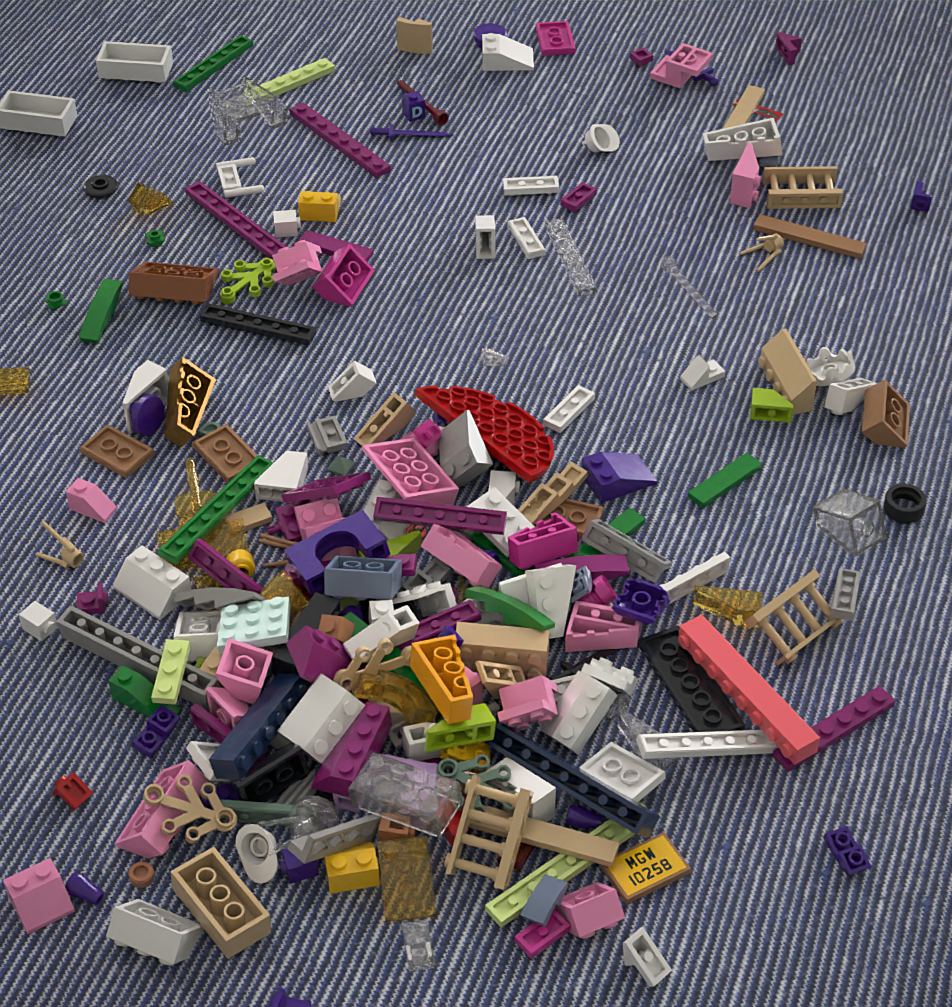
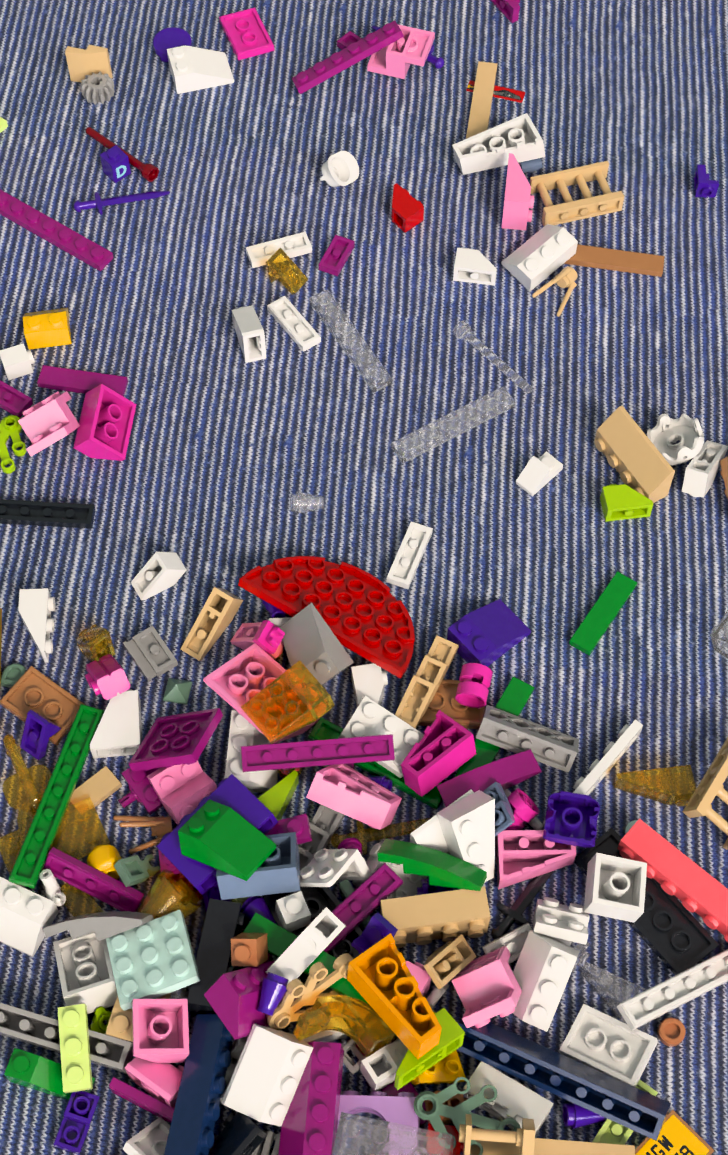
camera: 15 degrees left, 15 degrees up
(191, 569) = (52, 888): none -> white arm
(214, 466) = (37, 734): none -> dark purple slope
(243, 392) = (35, 612): none -> white slope
(260, 571) = (135, 871): none -> sand green plate
(284, 420) = (95, 643): none -> clear yellow slope
(284, 439) = (106, 677): none -> brick
(338, 546) = (224, 841): none -> green slope
(342, 655) = (271, 993): none -> dark purple cone
(417, 54) = (97, 88): none -> light grey gear
(428, 474) = (288, 703): none -> clear yellow slope
(528, 195) = (284, 269): none -> clear yellow slope
(591, 501) = (474, 685): none -> dark pink wheel
(634, 61) = (347, 57): none -> magenta plate
(639, 328) = (453, 424): none -> clear plate
(649, 175) = (406, 210): none -> red slope
(663, 658) = (615, 887): none -> white brick
(682, 780) = (671, 1032): none -> nougat tile
(693, 223) = (473, 267): none -> white slope
(756, 223) = (541, 255): none -> white slope

